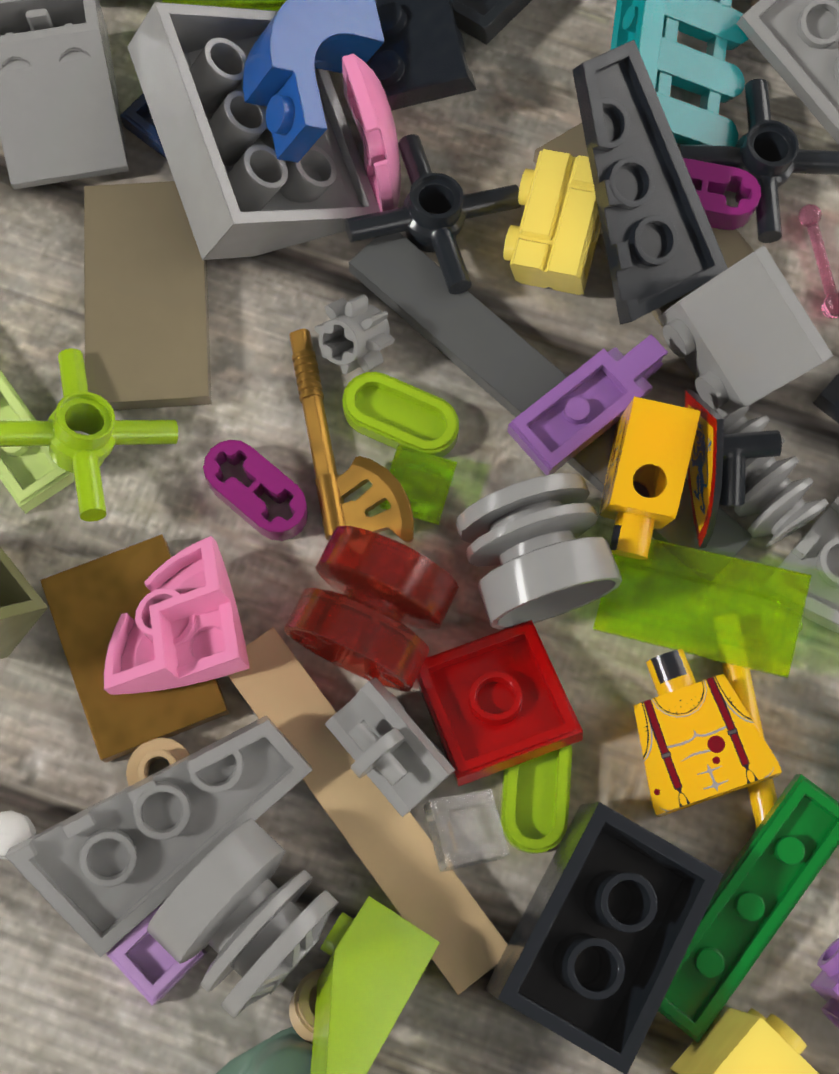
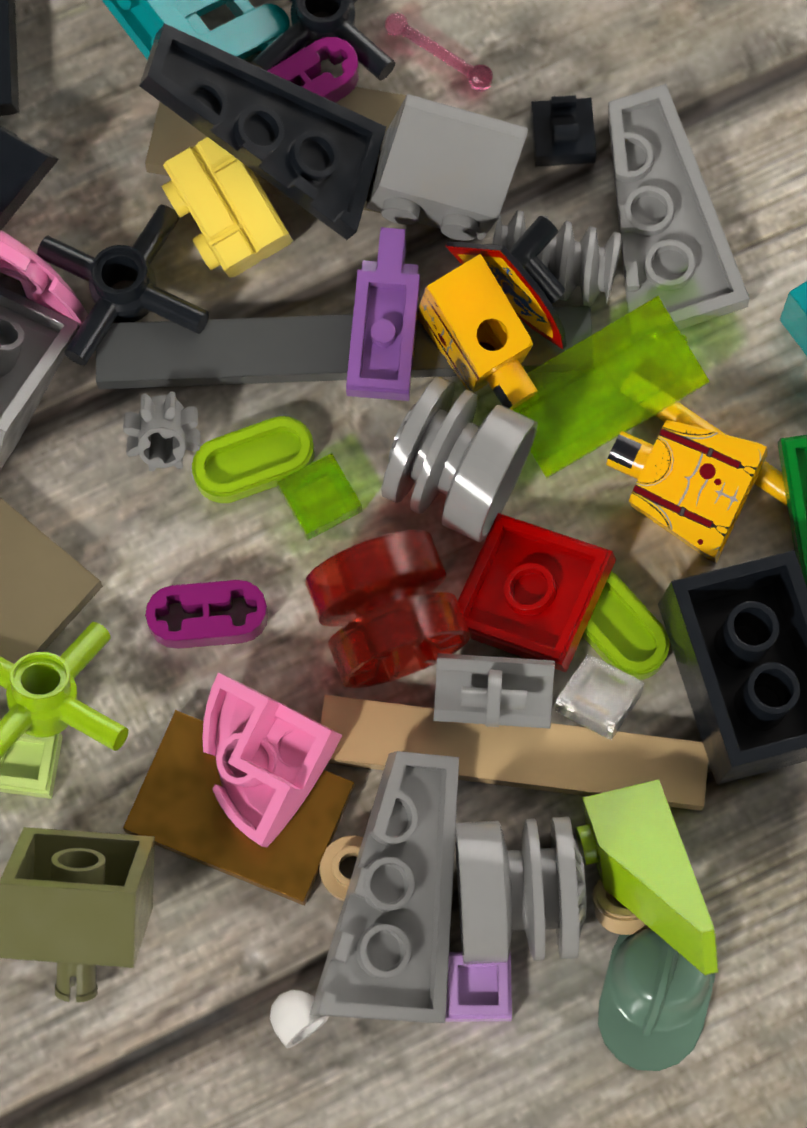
camera: 40 degrees left, 0 degrees up
(334, 488) = (261, 559): pearl gold piece -> none

